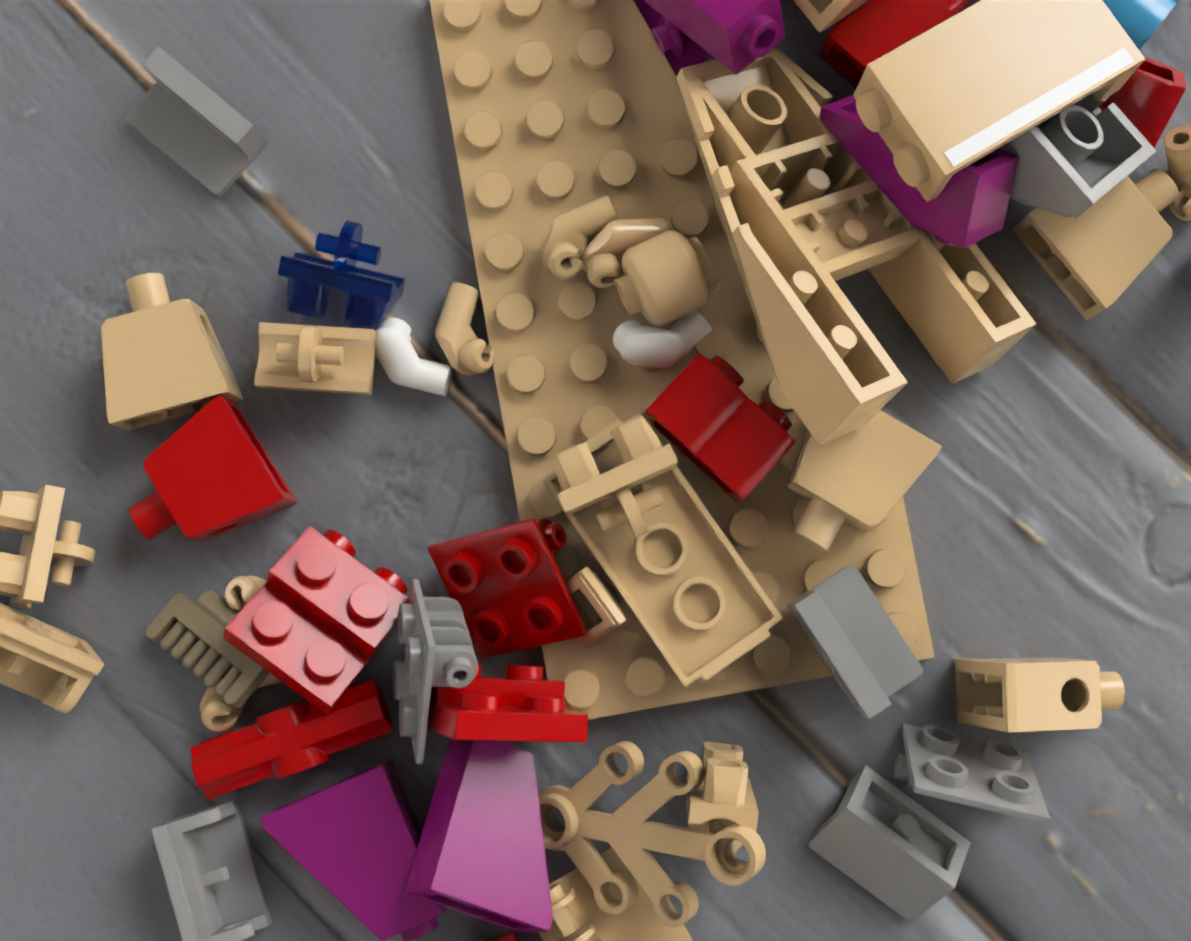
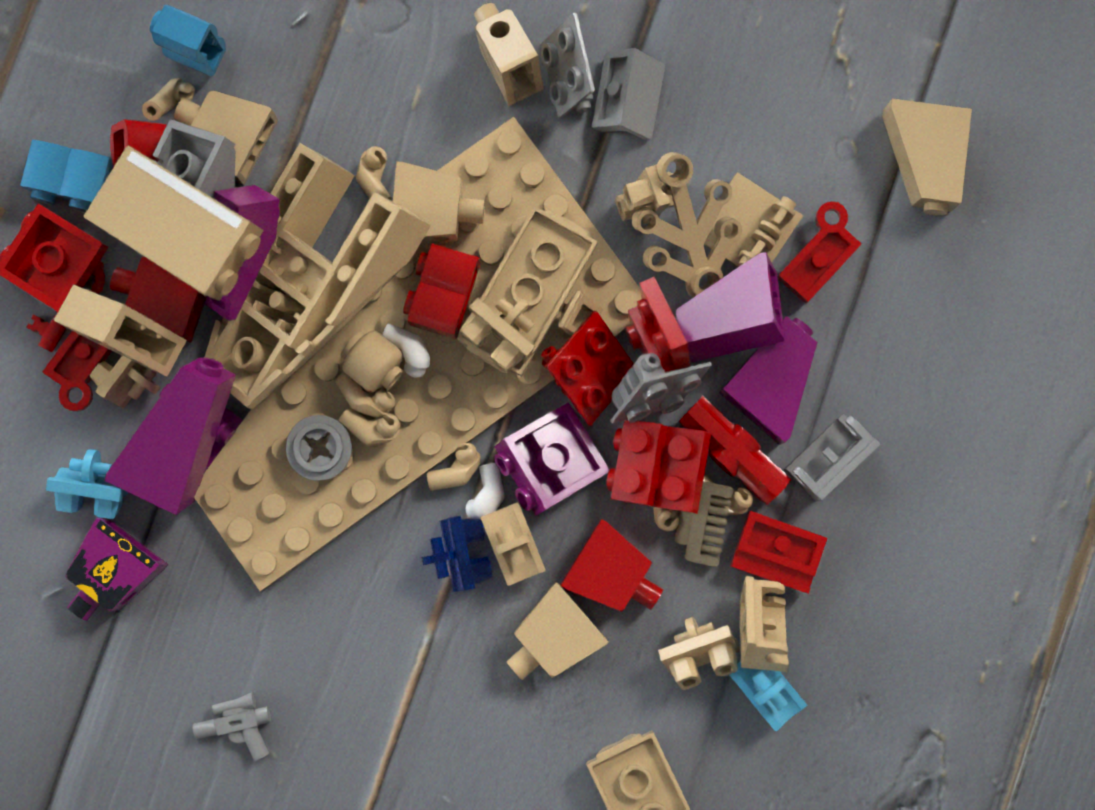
camera: 125 degrees left, 0 degrees up
(119, 730) = (778, 552): none -> red plate
(194, 125) = (408, 691): light grey panel -> none
(407, 468) = (550, 459): none -> plate
(589, 124) = (300, 452): none -> light grey gear
(856, 640) = (525, 162): light grey panel -> none
(943, 410) = (371, 170): none -> tan arm

